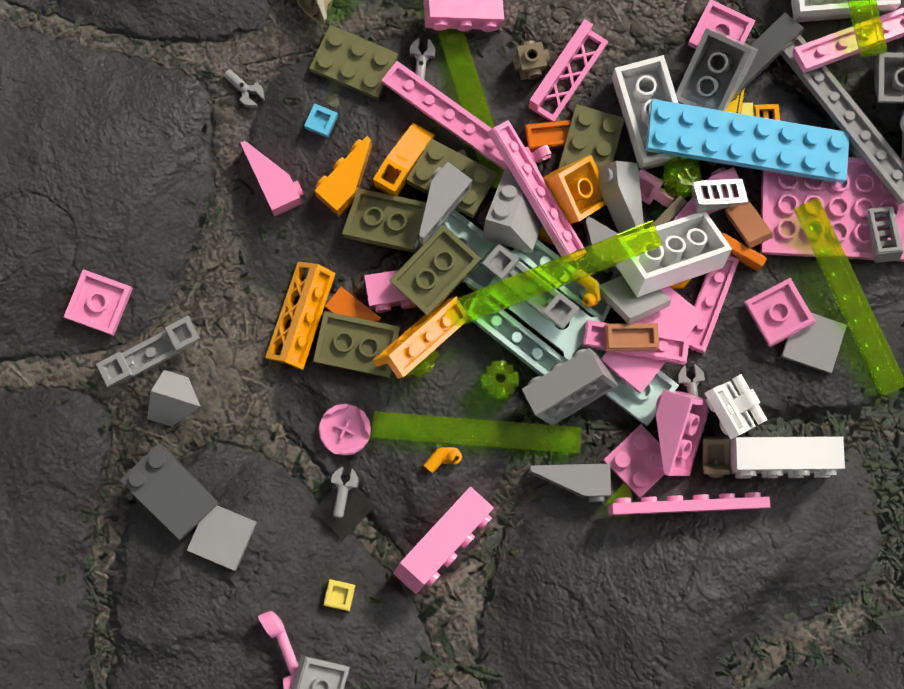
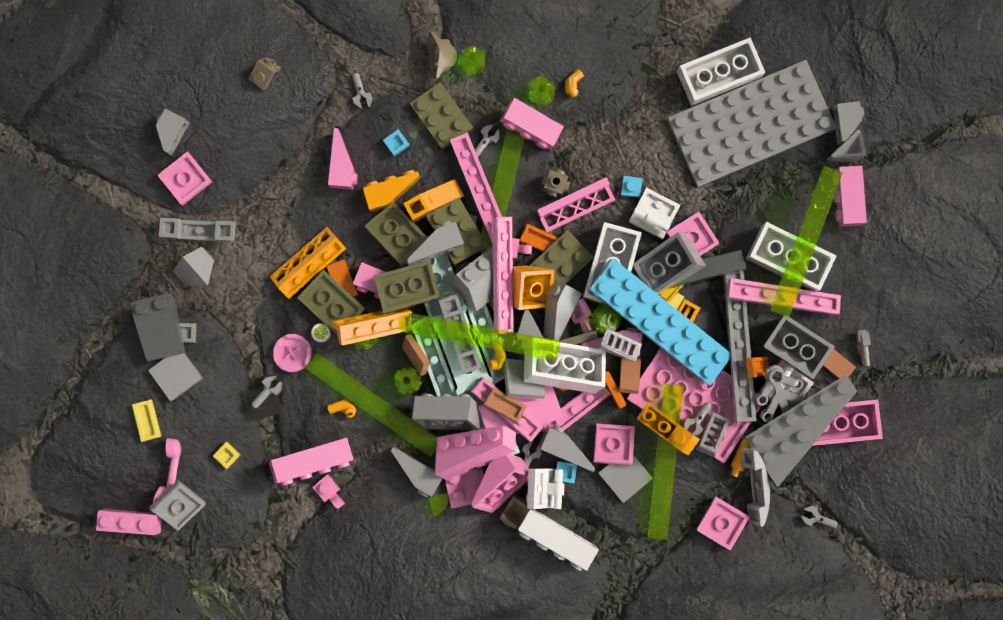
camera: 30 degrees right, 5 degrees up
(48, 254) = (170, 130): none -> light grey slope
(119, 130) = (263, 72): none -> dark tan bracket
(208, 478) = (188, 332): none -> light grey tile
(219, 611) = (146, 420): none -> light yellow tile
(364, 386) = (321, 332): none -> tile
(482, 563) = (328, 489): none -> bright pink plate
(491, 344) = (415, 354): none -> nougat tile
(617, 17) = (631, 186): none -> medium azure plate
(625, 409) = (472, 449): none -> bright pink wedge
(662, 30) = (654, 213): none -> white plate
(700, 503) = (485, 535): bright pink plate -> none
(724, 347) = (560, 445): none -> light grey slope
(748, 372) = (569, 471): none -> medium azure plate
(832, 255) = (668, 429): none -> light orange slope
(856, 228) = (697, 420): none -> light grey bar
(885, 129) = (757, 366): none -> orange tile

